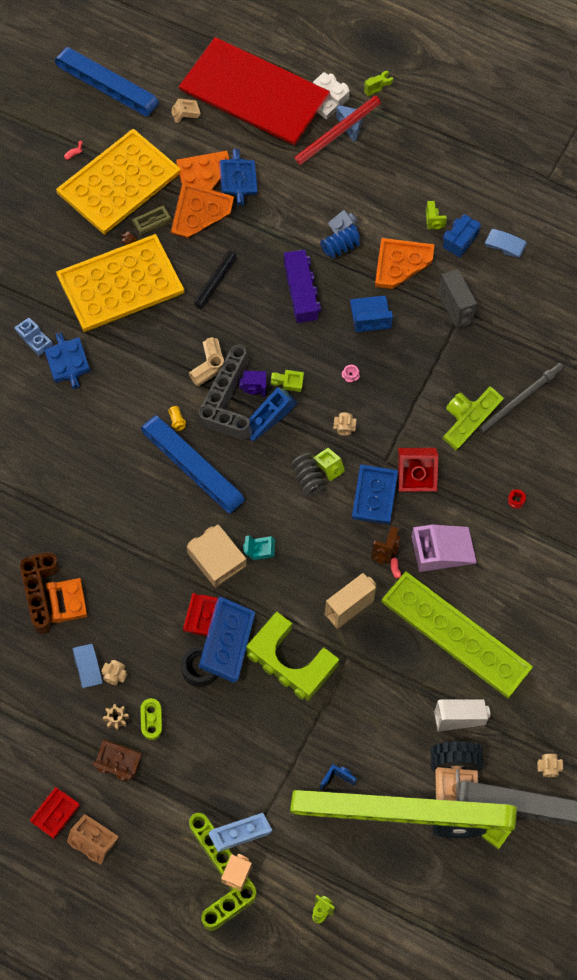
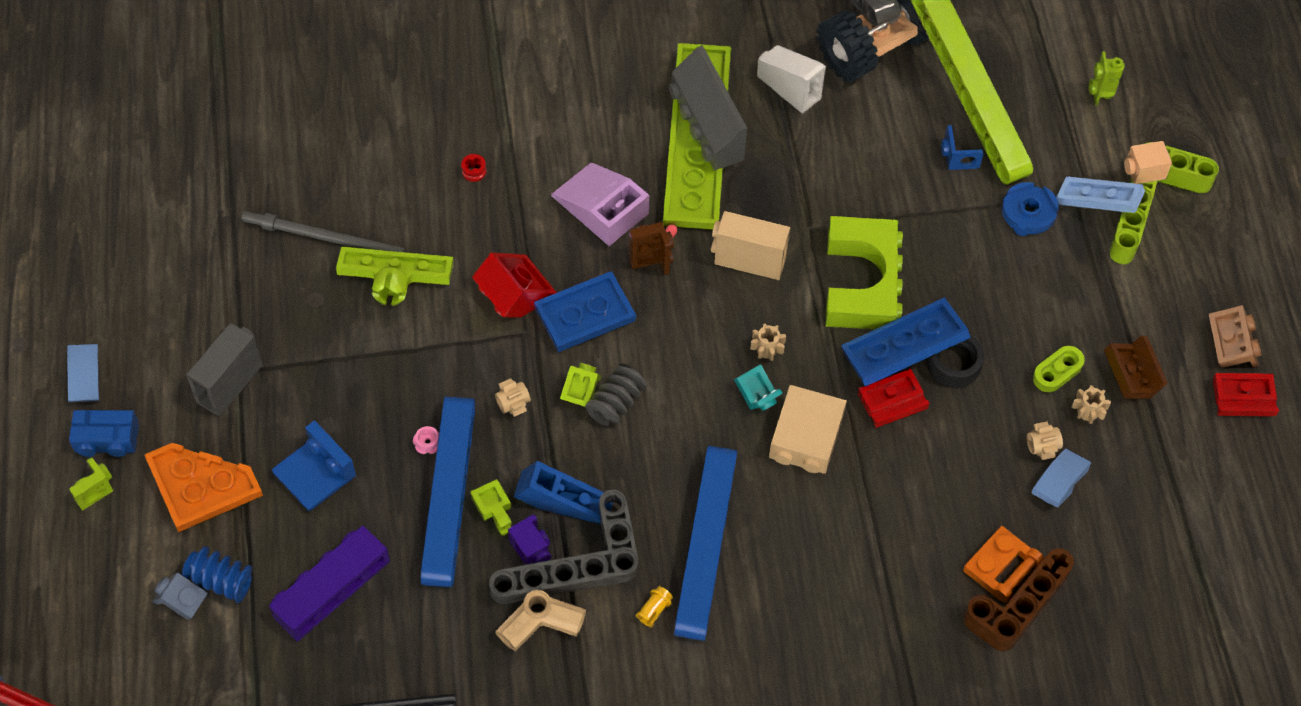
camera: 125 degrees left, 5 degrees down
(262, 779) = (1029, 222): none -> blue plate
(285, 579) = (768, 342): none -> tan gear
(314, 365) = (448, 492): none -> blue beam
(459, 637) = (709, 110): none -> dark grey slope

